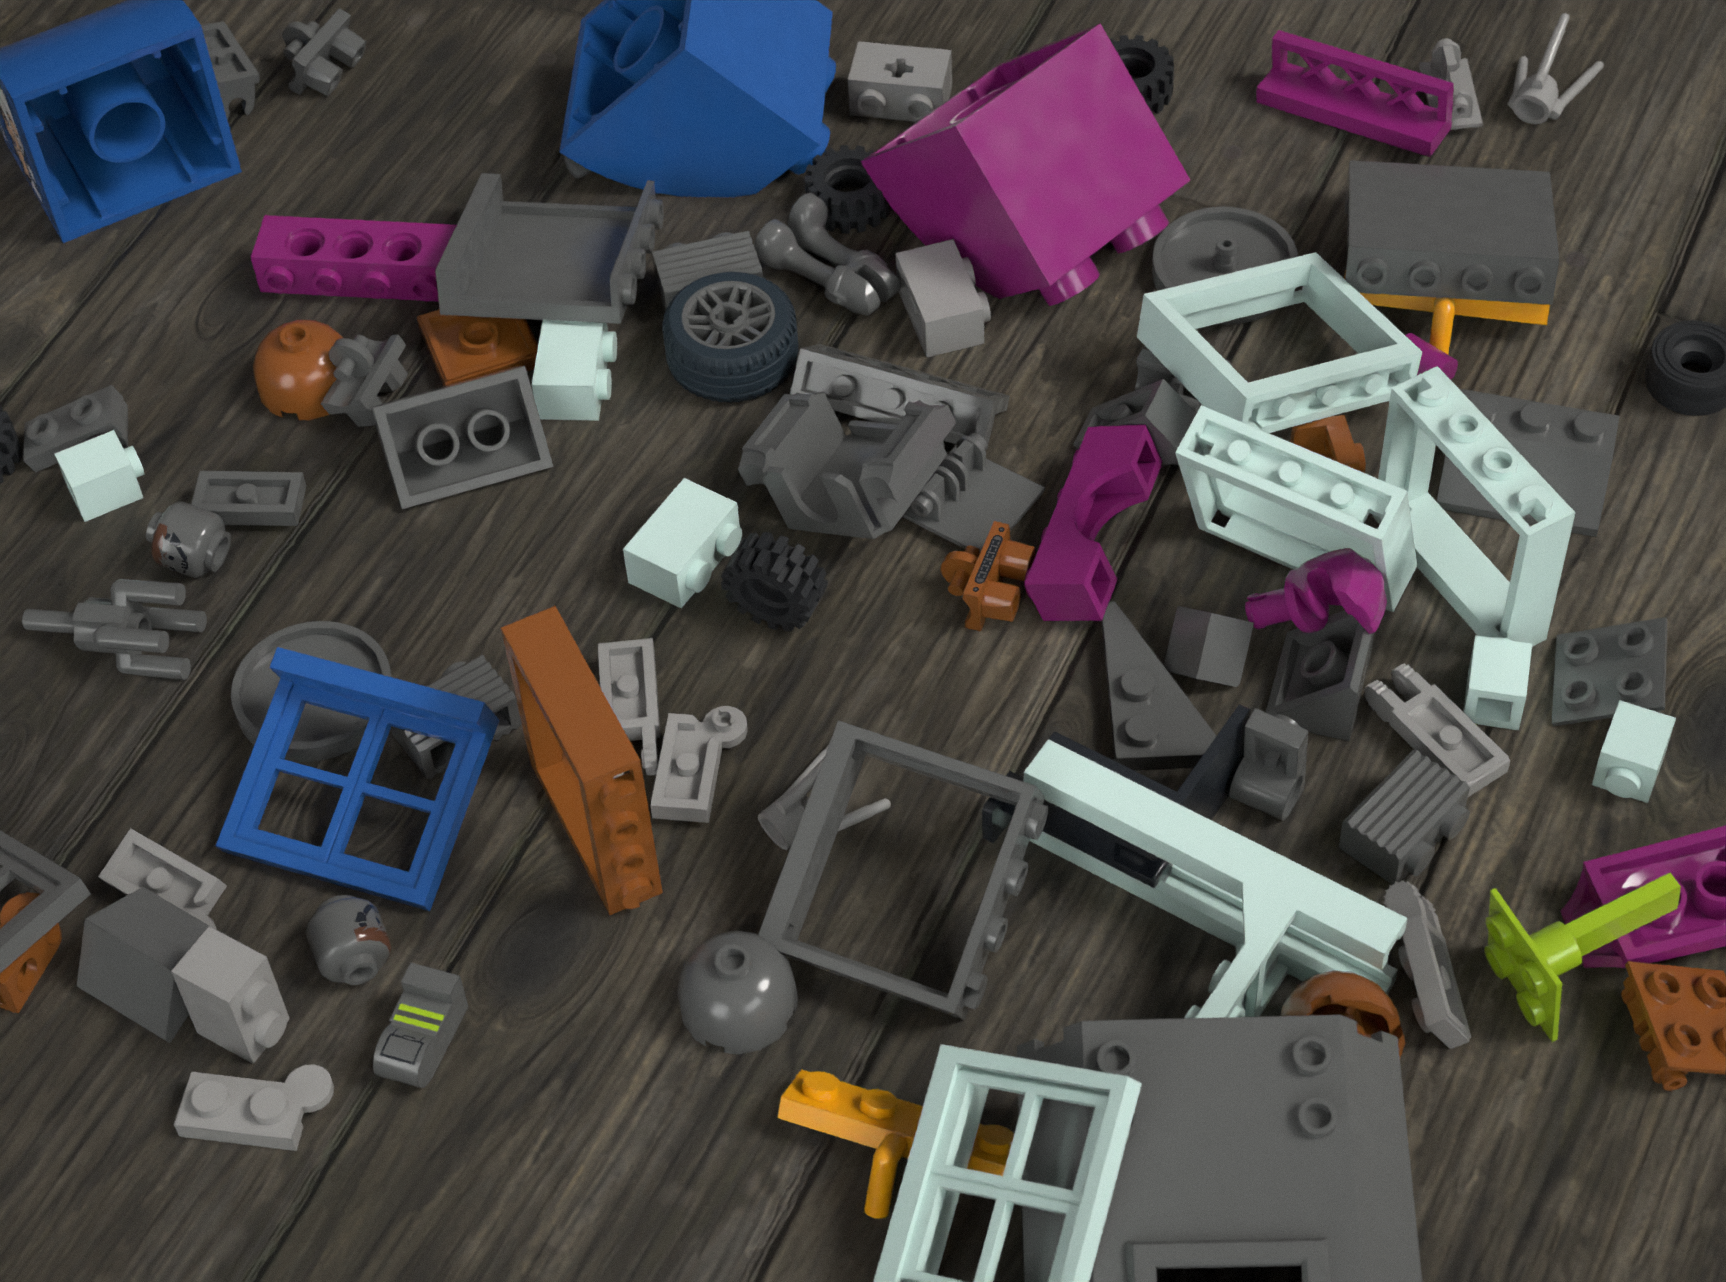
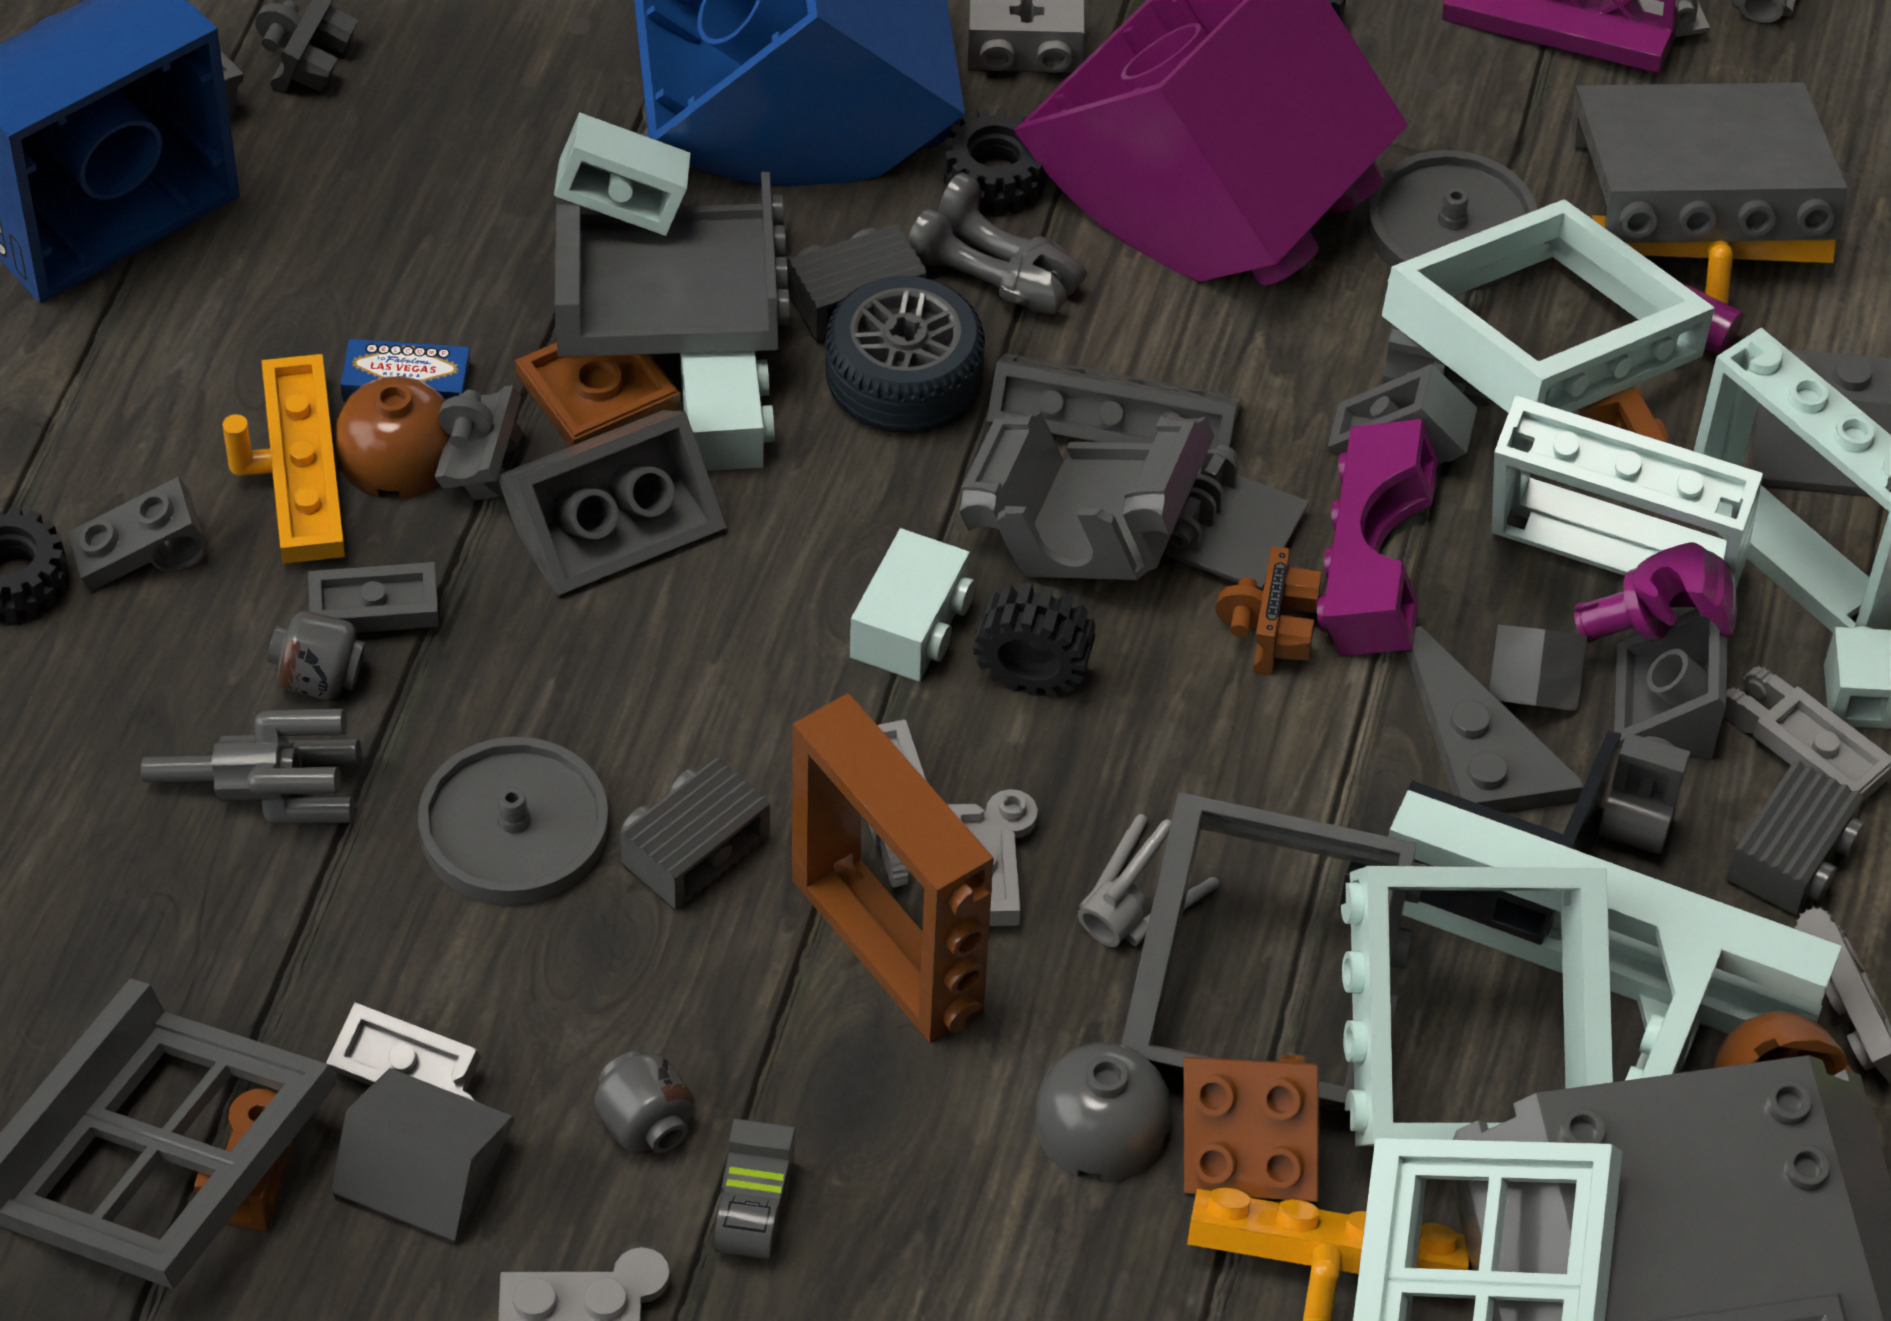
camera: 15 degrees left, 0 degrees up
(101, 474) = (184, 587): light aqua brick -> none
(222, 381) = (297, 456): none -> light orange plate
(231, 995) = (537, 1179): light grey brick -> none
(343, 314) = (437, 365): none -> tile
(349, 257) = (425, 294): magenta brick -> none
(385, 704) = (627, 826): blue window -> none
(529, 172) = (622, 174): none -> light aqua brick
(853, 1020) = (1252, 1126): none -> dark orange hinge
(942, 298) = (1139, 287): light grey brick -> none
(967, 899) = (1368, 979): none -> light aqua window

